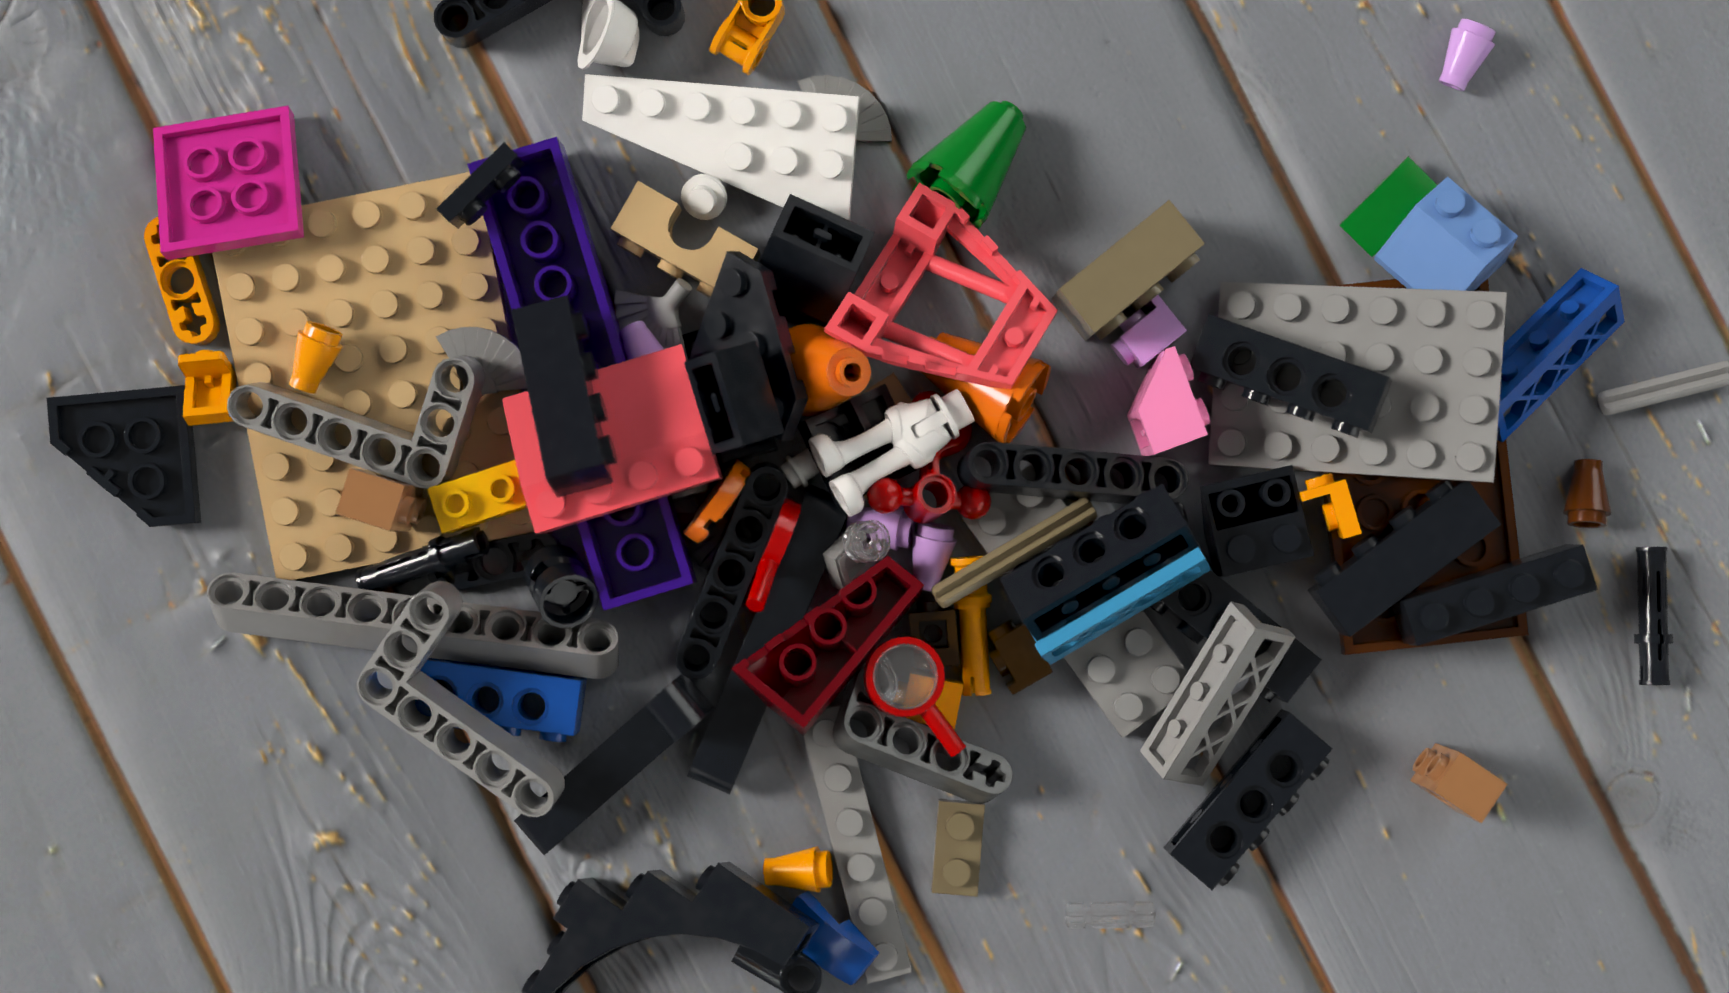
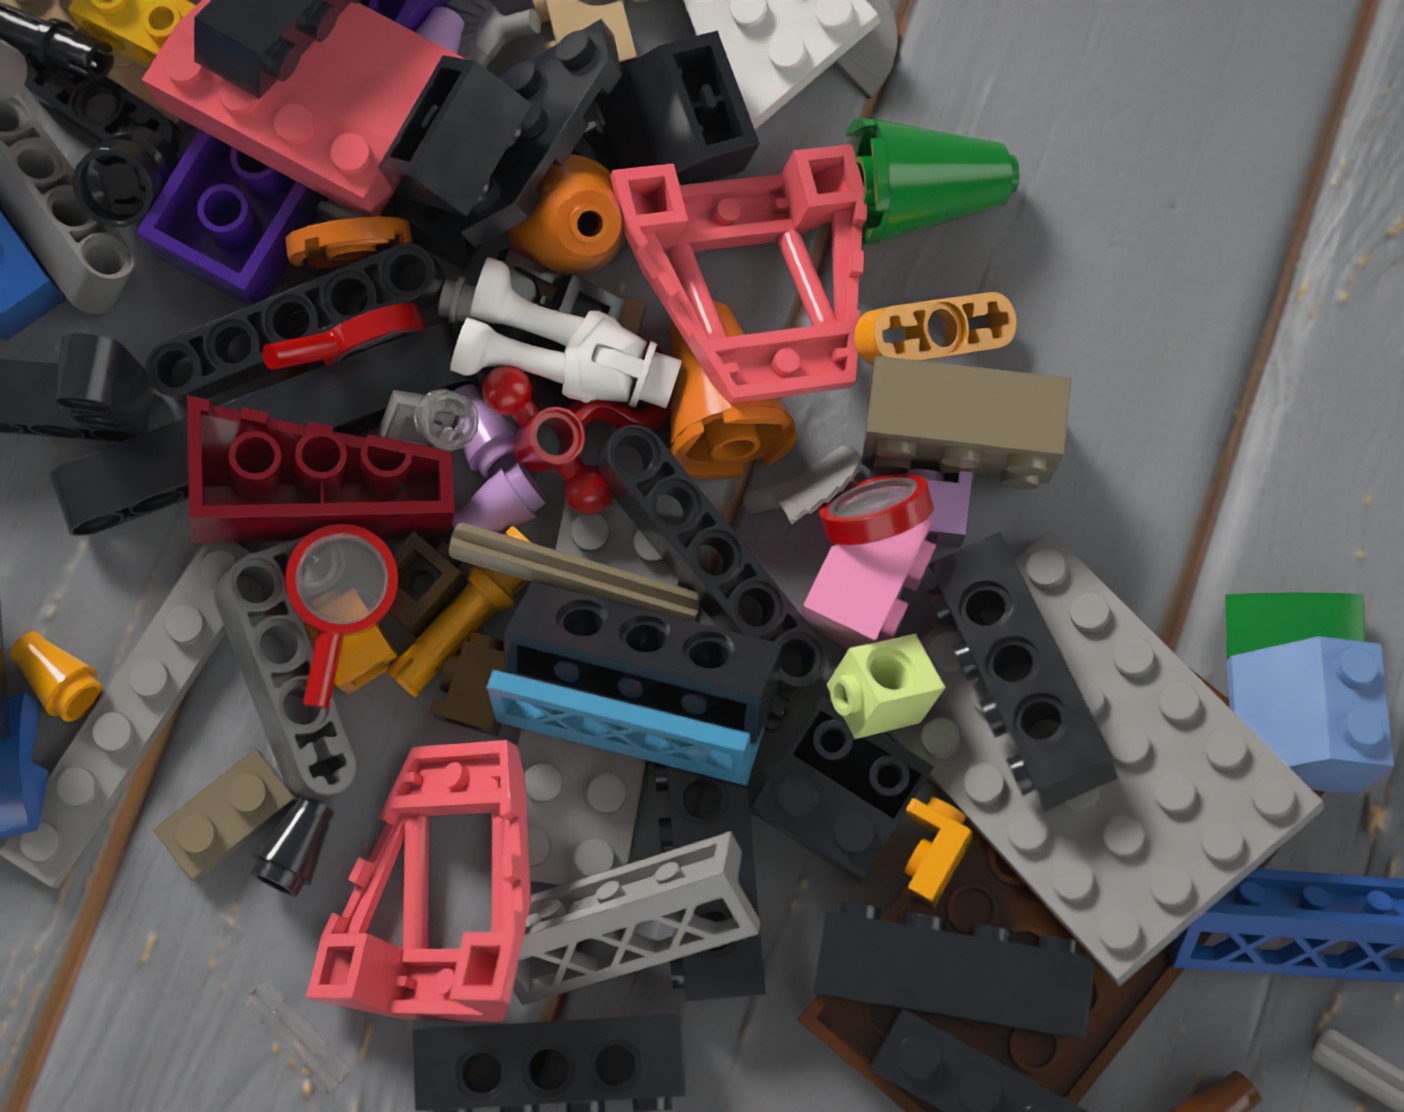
camera: 50 degrees right, 10 degrees down
(1011, 828) = (294, 847): none -> black cone
(1049, 245) = (955, 315): none -> light orange beam
(1084, 383) = (807, 489): none -> light grey hand
(1134, 368) = (876, 509): none -> red piece
(1136, 830) = (419, 981): none -> coral windscreen
(1231, 435) = (884, 686): none -> yellowish green brick

